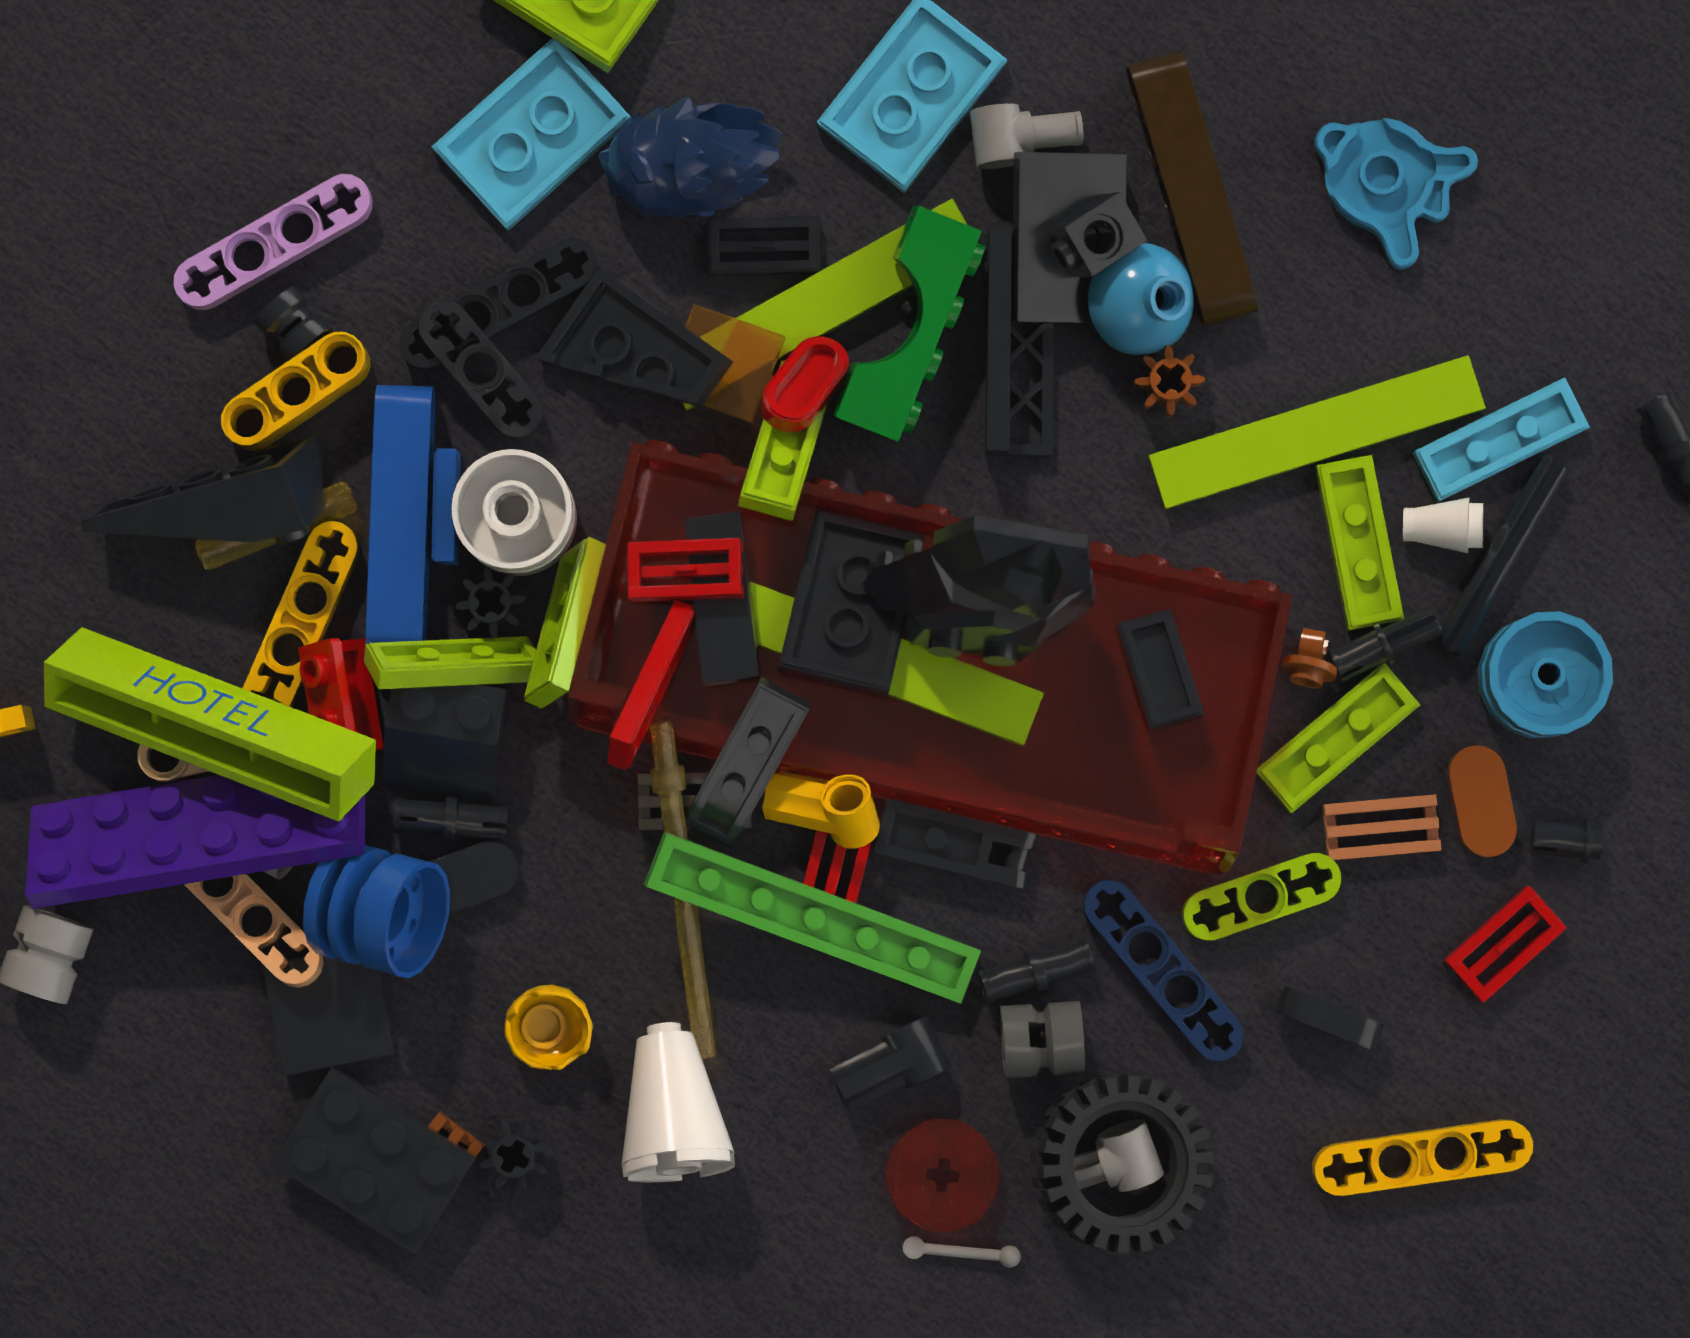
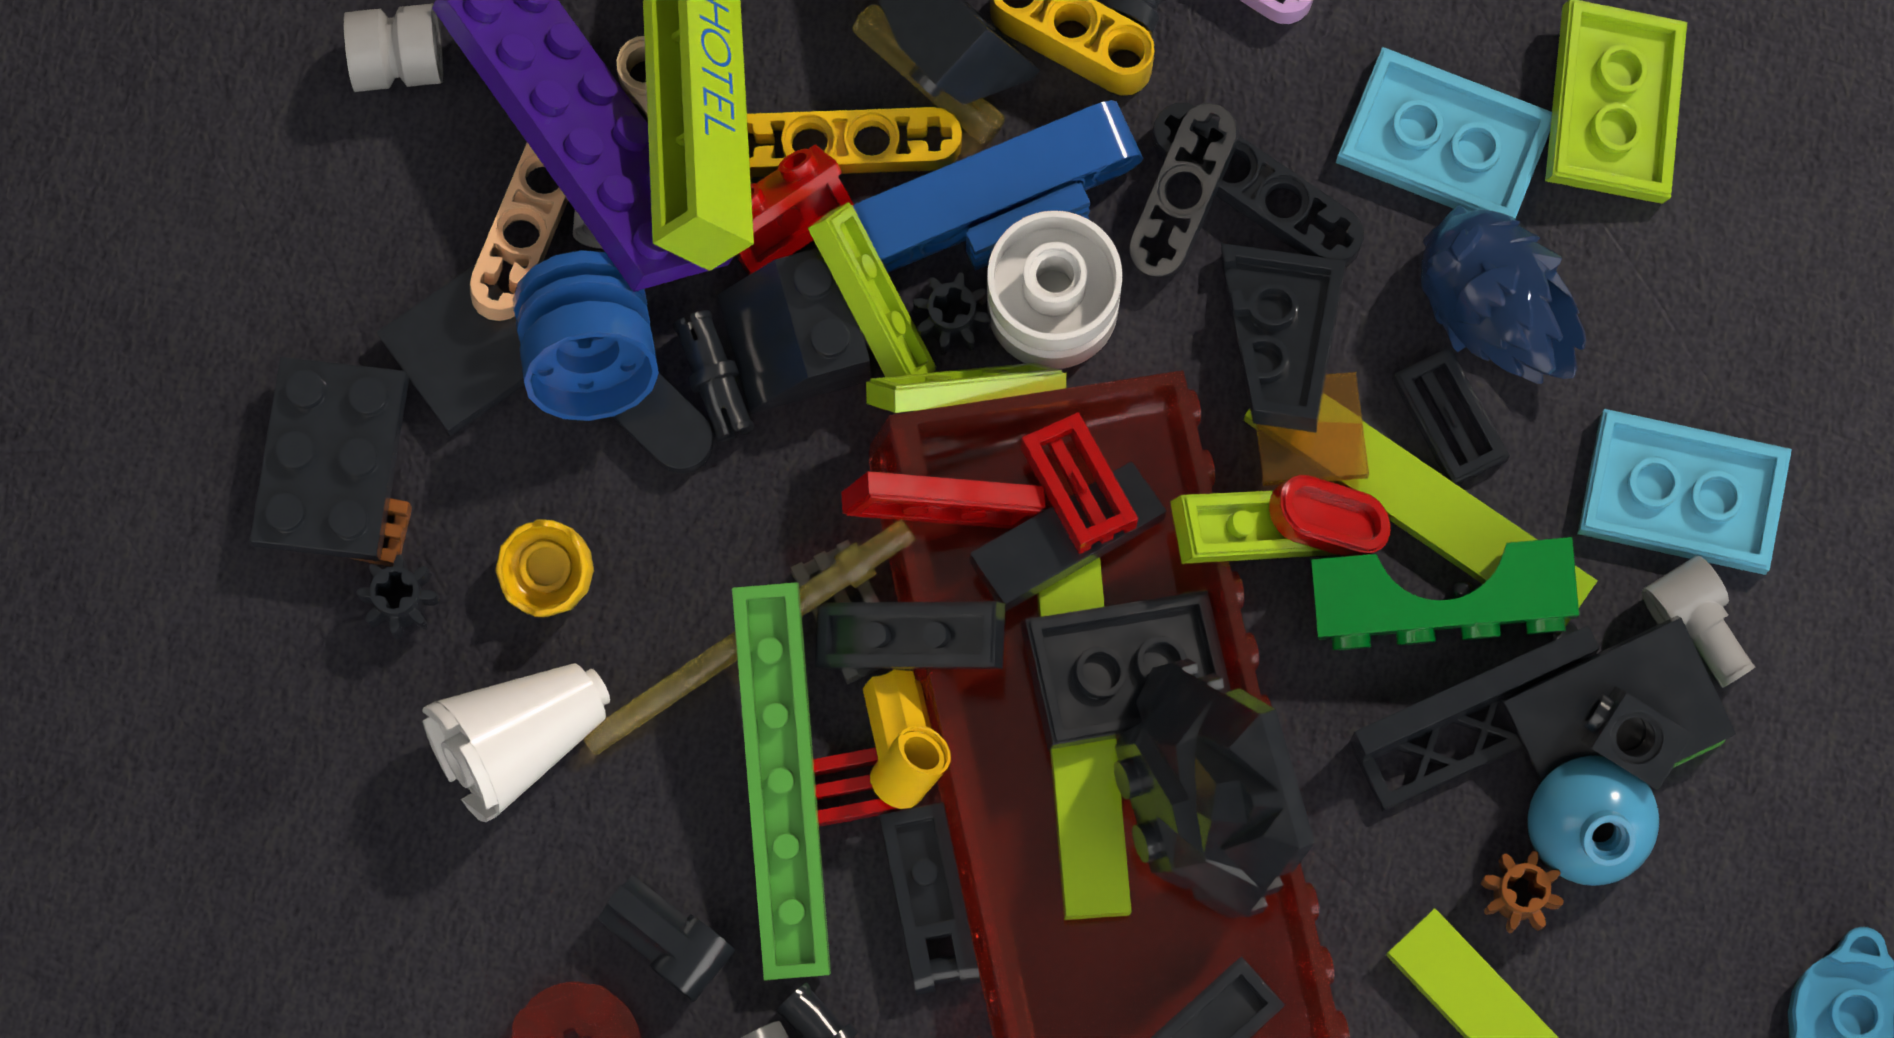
camera: 70 degrees right, 10 degrees down
(1192, 187) = (1735, 822): dark brown beam -> none

